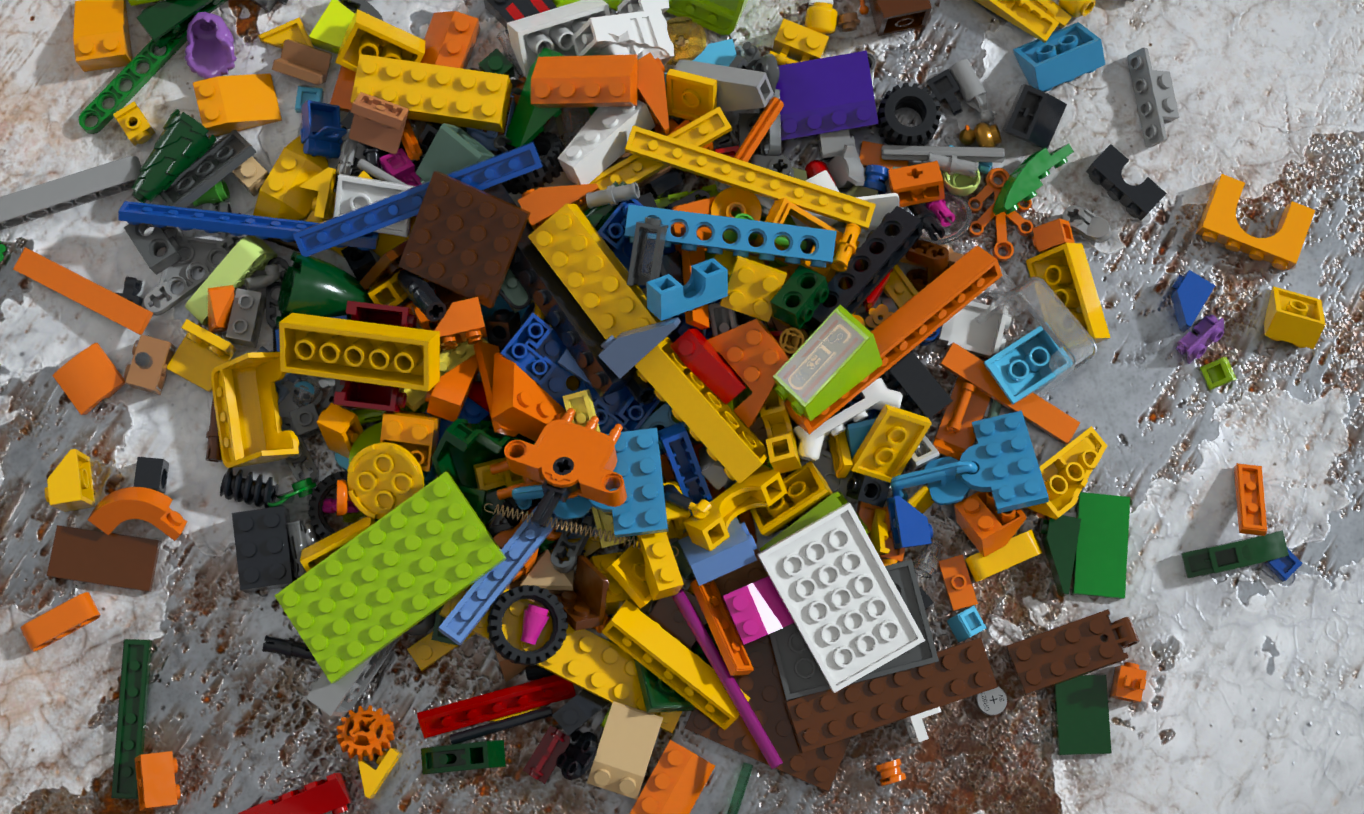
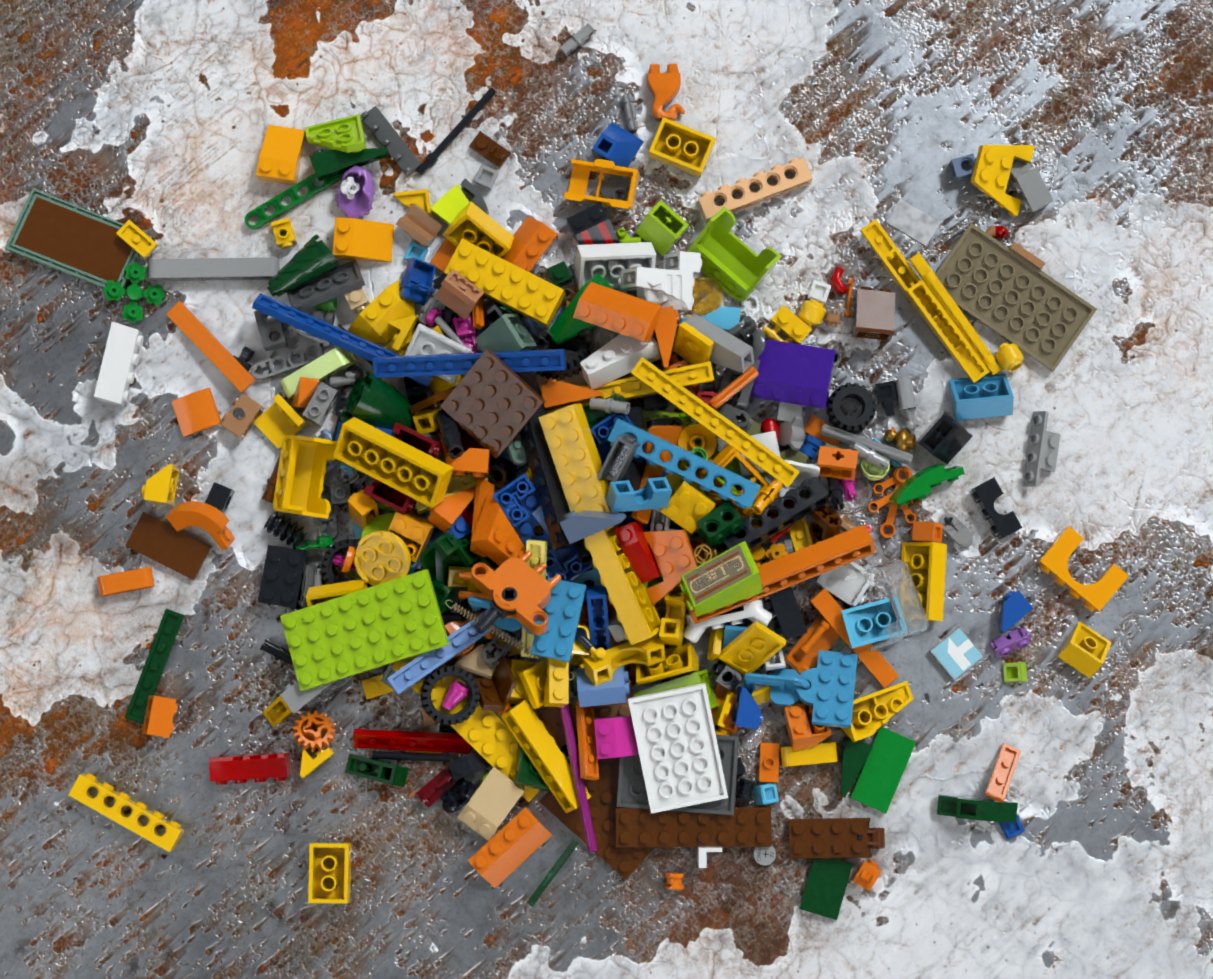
camera: 25 degrees right, 5 degrees up
(199, 42) = (347, 184): none -> white plate
(310, 723) = (277, 711): none -> yellow slope
(351, 163) = (431, 316): none -> dark pink tile
(941, 625) = (746, 789): none -> black bush
(1140, 373) = (956, 653): none -> tile

